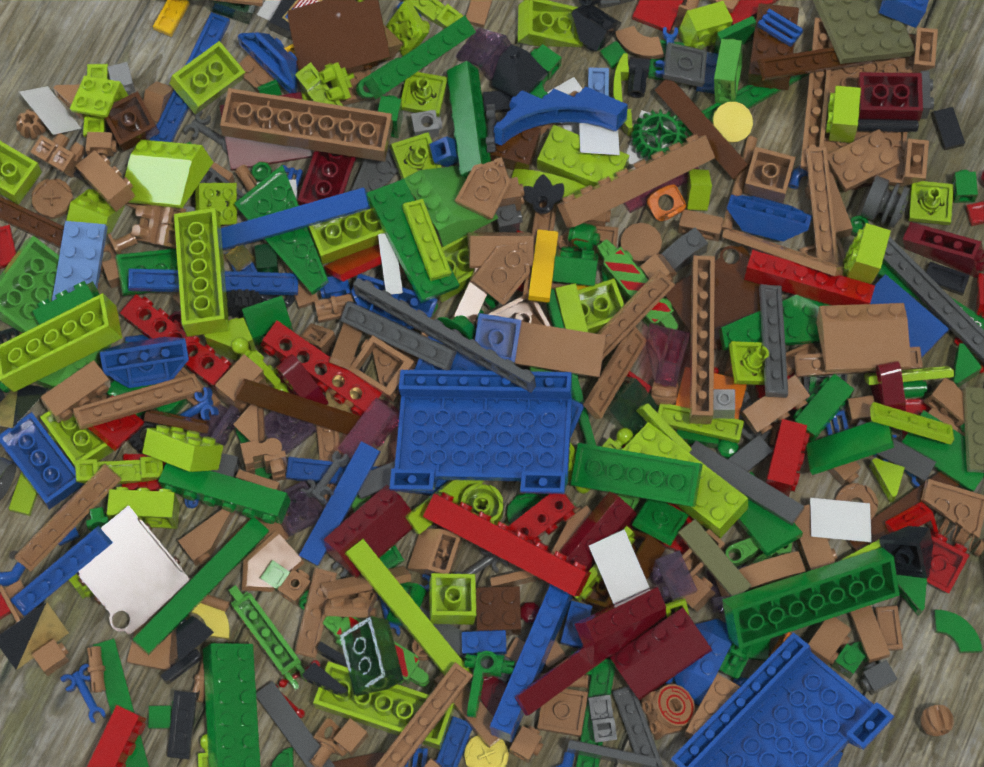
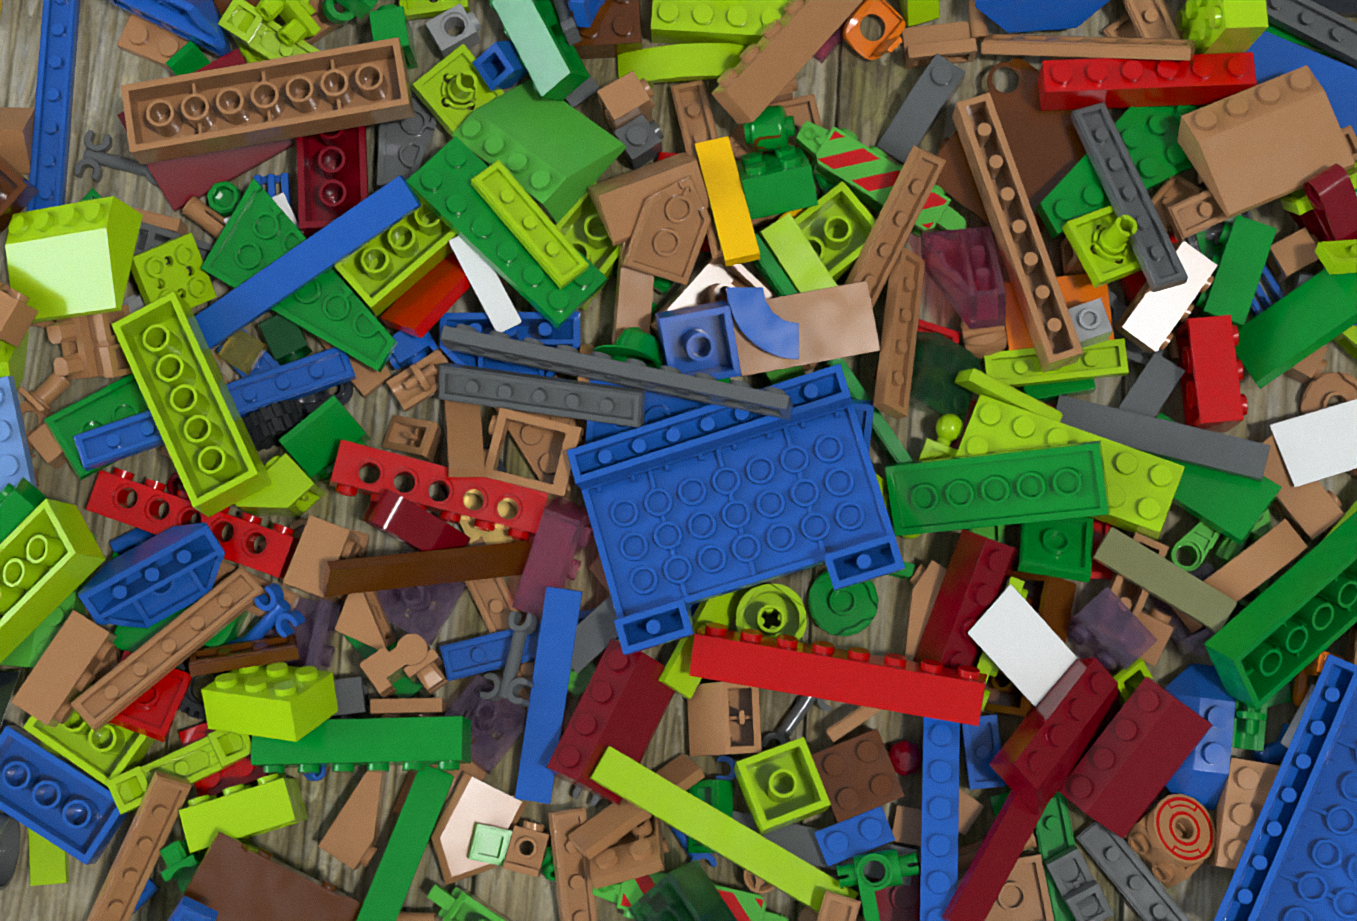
camera: 15 degrees left, 10 degrees up
(207, 77) = (80, 75): lime brick -> none
(241, 346) = (300, 503): lime plate -> none
(392, 558) = (659, 749): green tile -> none
(485, 188) = (590, 108): medium nougat tile -> none
(535, 337) = (761, 325): none -> tile
(543, 192) = (680, 78): black plate -> none
(545, 516) = (872, 609): red brick -> none
(641, 241) = (858, 104): medium nougat tile -> none
(658, 262) = (900, 137): medium nougat brick -> none
(727, 448) = (1110, 389): green tile -> none

